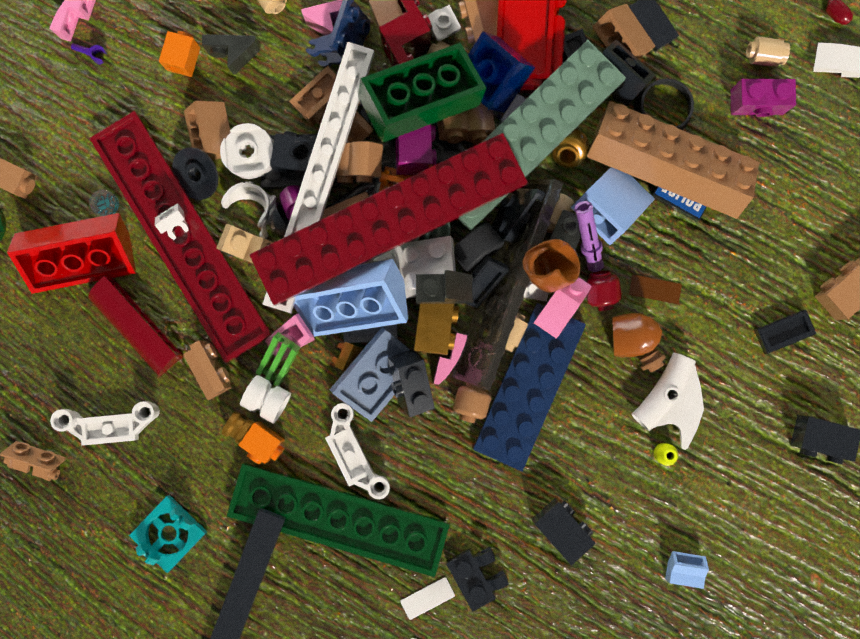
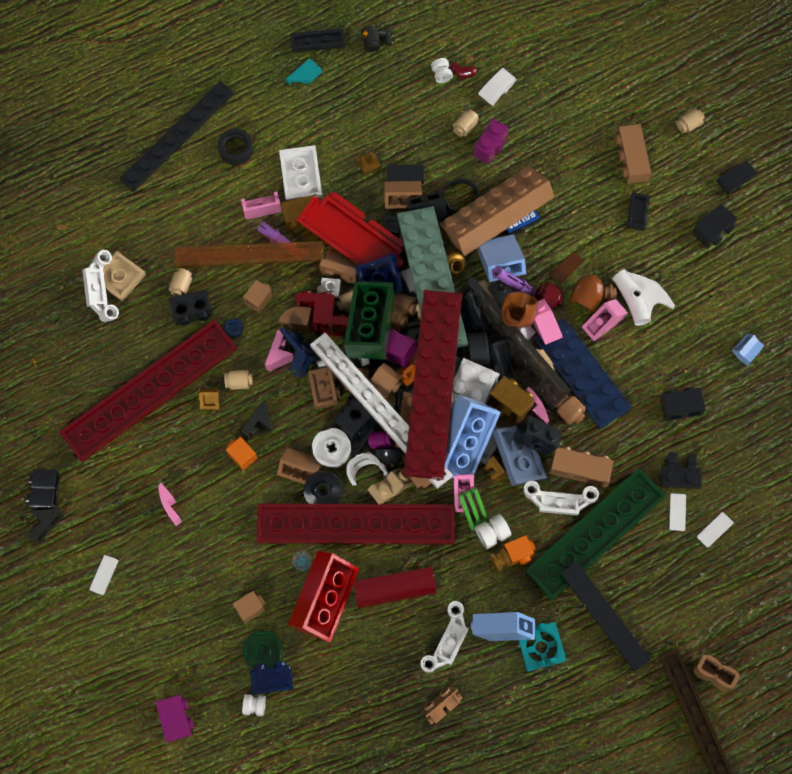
camera: 60 degrees left, 15 degrees down
(90, 51) = (200, 510): dark purple hand -> none
(148, 483) = (503, 626): none -> light blue brick
(170, 218) = (344, 518): white tile -> none
(207, 370) = (452, 556): medium nougat bracket -> none
(410, 456) = (582, 466): none -> medium nougat brick
(444, 288) = (495, 375): pearl dark grey slope -> none
(614, 374) = (604, 319): none -> bright pink slope
(660, 454) = (669, 322): neon yellow hose -> none

